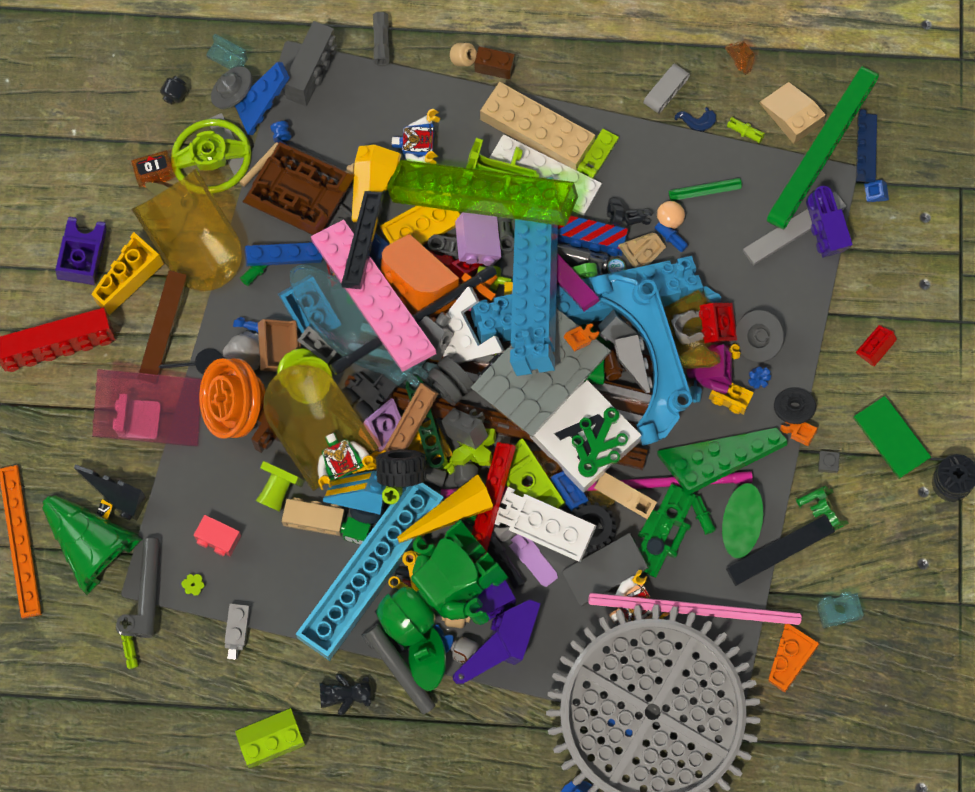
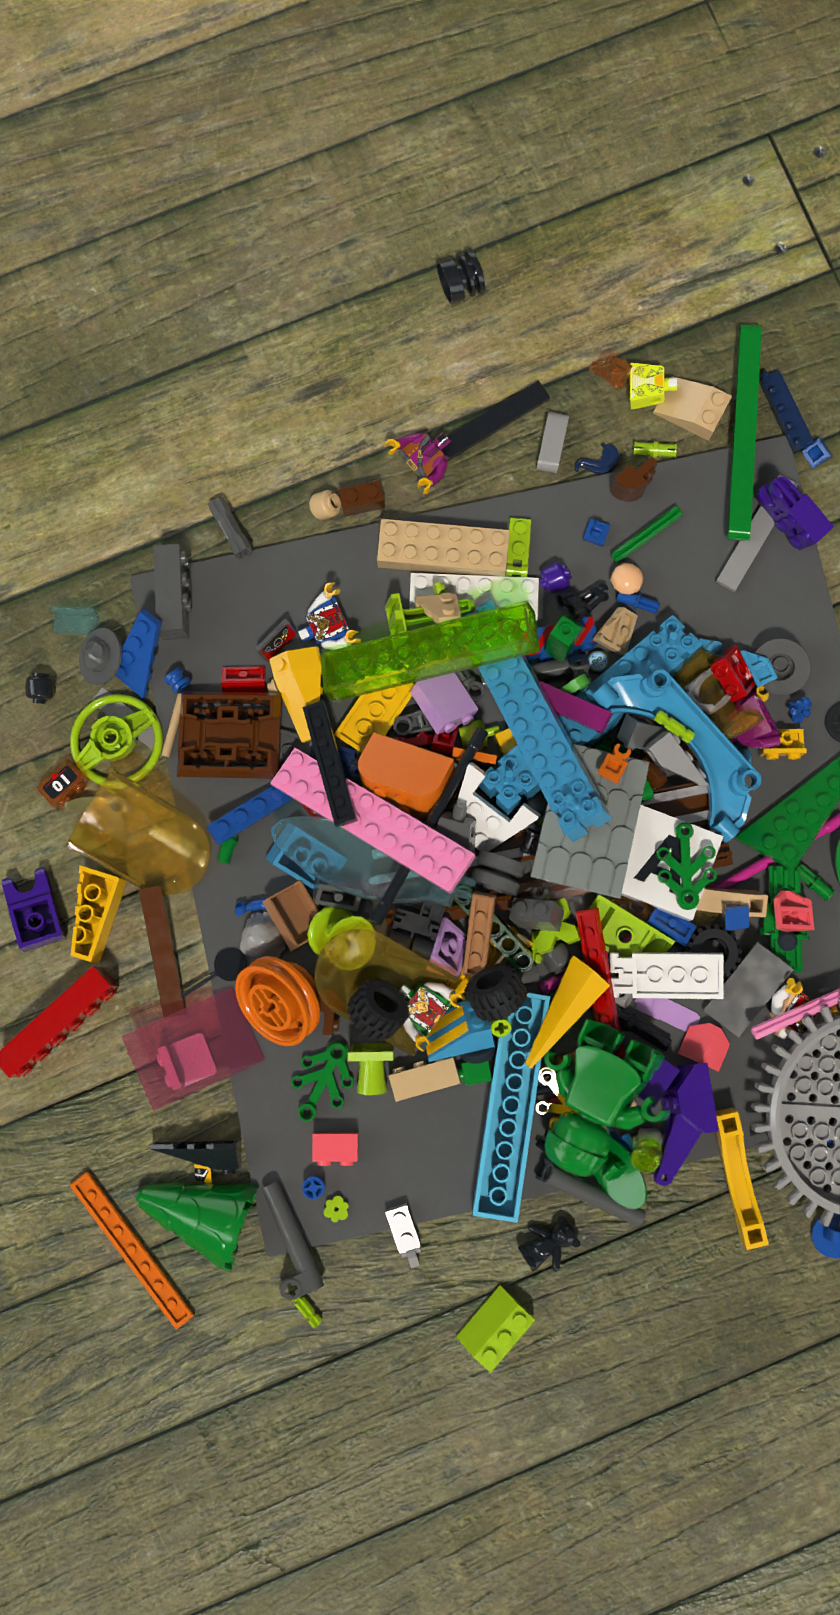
camera: 25 degrees left, 10 degrees up
(182, 555) = (311, 1189): none -> blue wheel
(236, 480) = (324, 1077): none -> green plant
(303, 437) = (378, 1009): none -> black tyre
(332, 154) = (244, 679): none -> red slope
(374, 135) = (276, 641): none -> slope
(456, 652) = (646, 1155): none -> clear neon green head
(509, 164) = (439, 607): none -> tan wing
(523, 712) = (744, 1203): none -> yellow arch
(553, 599) = (705, 1045): none -> coral slope
(558, 52) = (423, 456): none -> torso
(593, 228) = (564, 638): none -> green slope
(614, 187) = (555, 577): none -> dark purple head
(622, 505) = (736, 917): none -> blue slope
(626, 52) = (496, 419): none -> black tile
(644, 333) = (674, 726): none -> lime axle
(666, 170) = (596, 532): none -> blue tile
(669, 524) = (793, 912): none -> coral slope
(710, 143) = (632, 483): none -> reddish brown brick
(741, 329) = (759, 668): none -> dark azure tile
(764, 79) = (649, 385): none -> neon yellow torso

